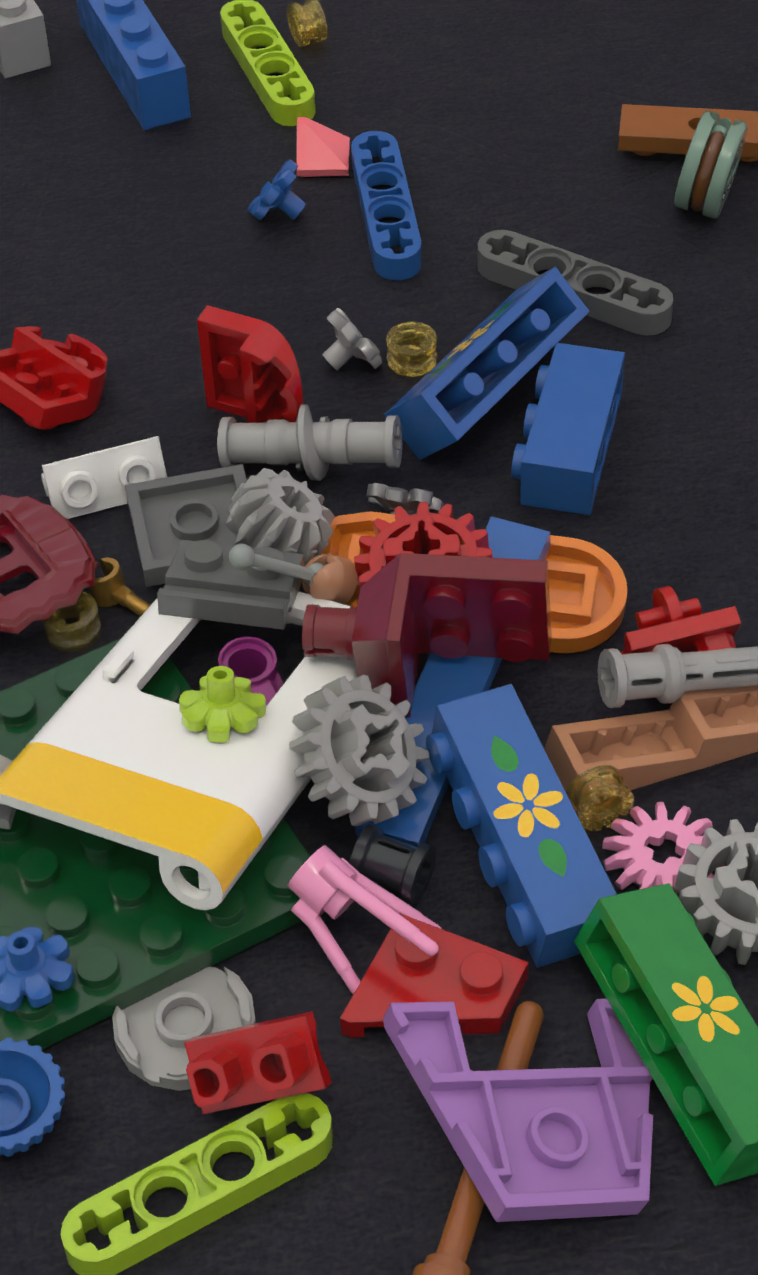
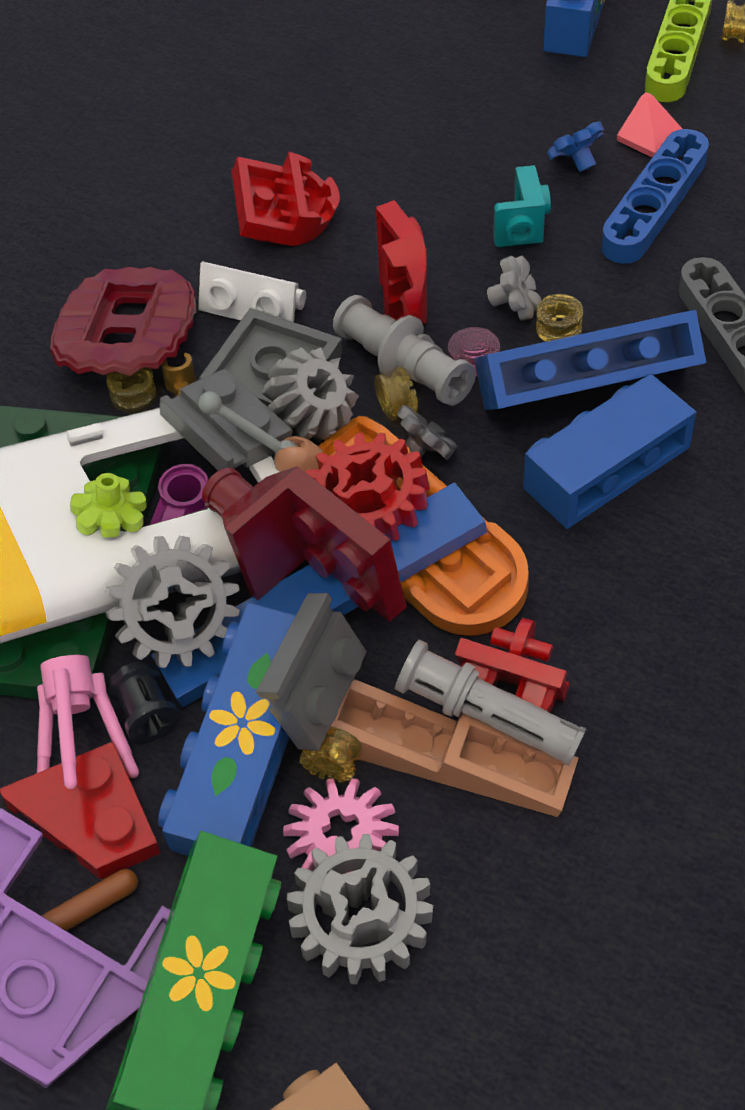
camera: 40 degrees right, 5 degrees up
(290, 269) = (523, 218): none -> teal bracket
(347, 476) = (395, 392): none -> clear yellow bush
(363, 406) = (472, 343): none -> clear pink plate
(545, 714) = (312, 671): none -> dark grey plate

